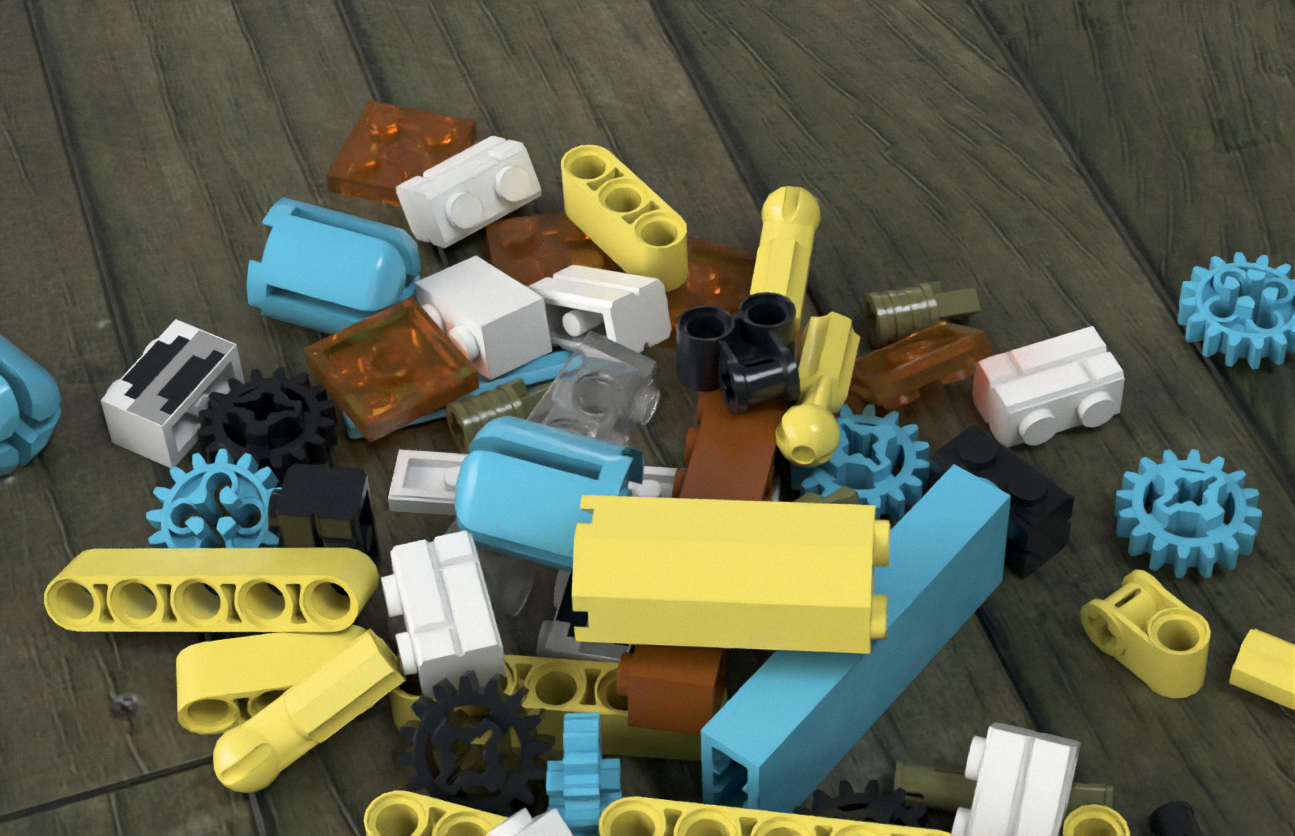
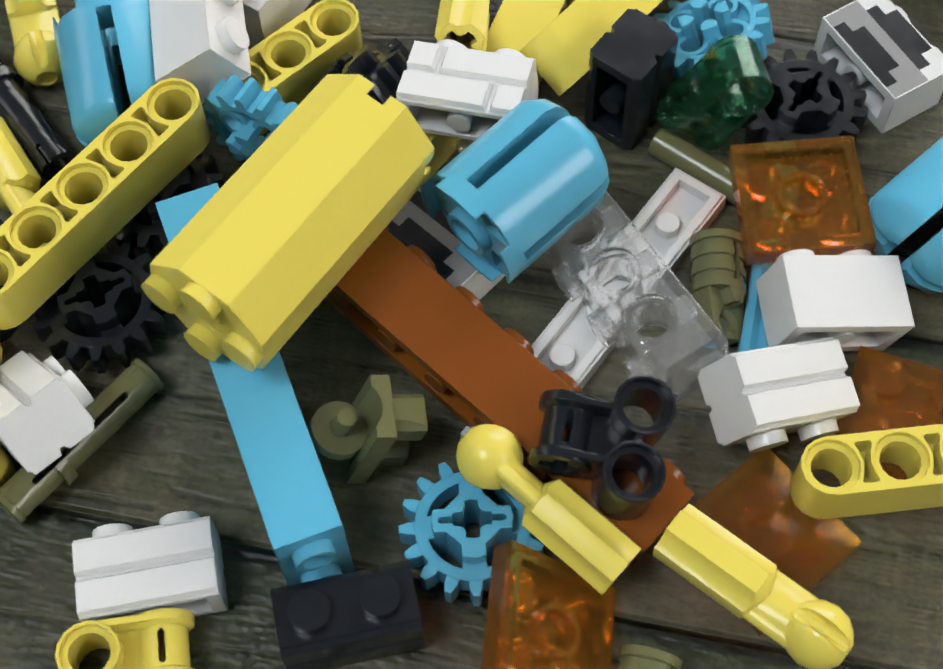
camera: 120 degrees right, 15 degrees up
(296, 436) = (720, 93): none -> clear green piece
(379, 467) = (693, 161): none -> olive piece
(1075, 658) = (150, 568): none -> white brick

